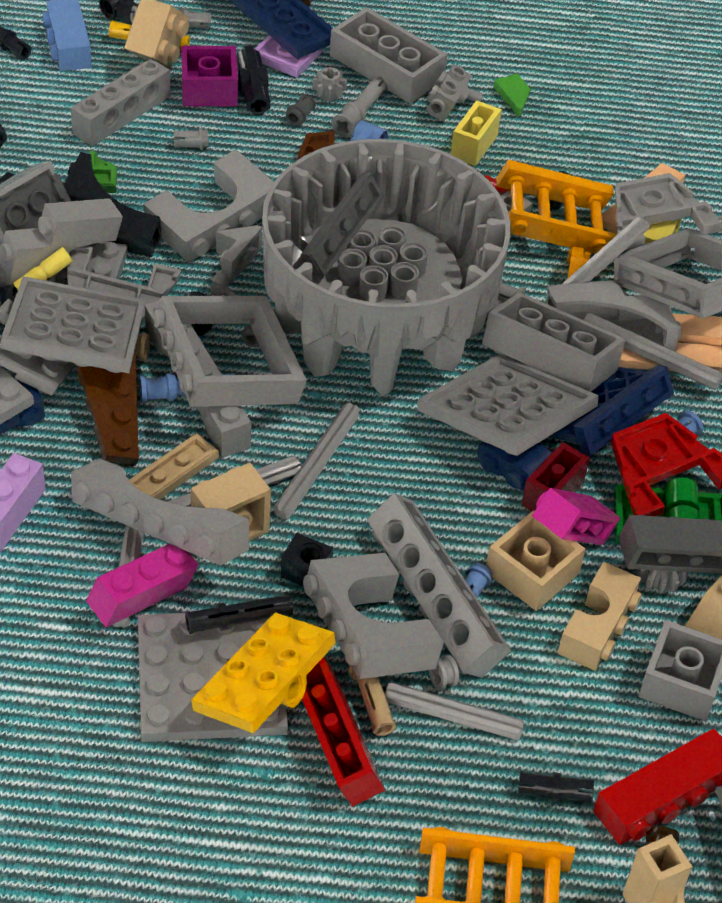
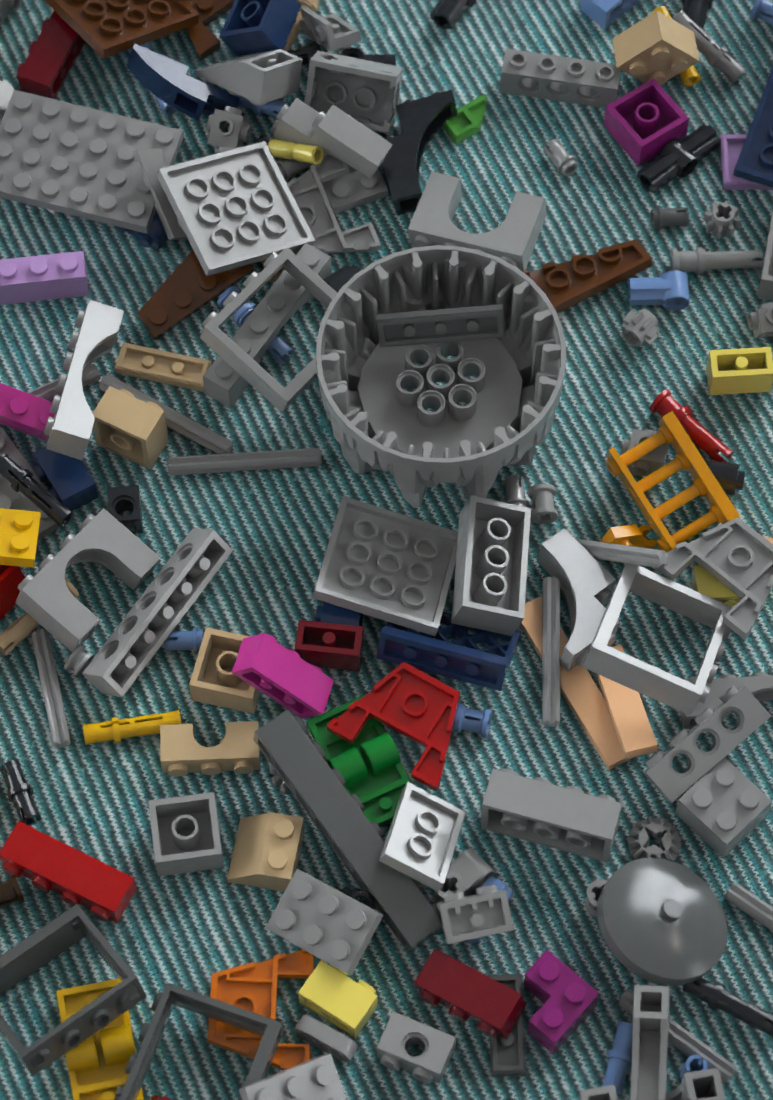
camera: 65 degrees right, 15 degrees up
(232, 583) = (65, 477): none -> dark blue brick
(535, 676) = (130, 727): none -> yellow pin

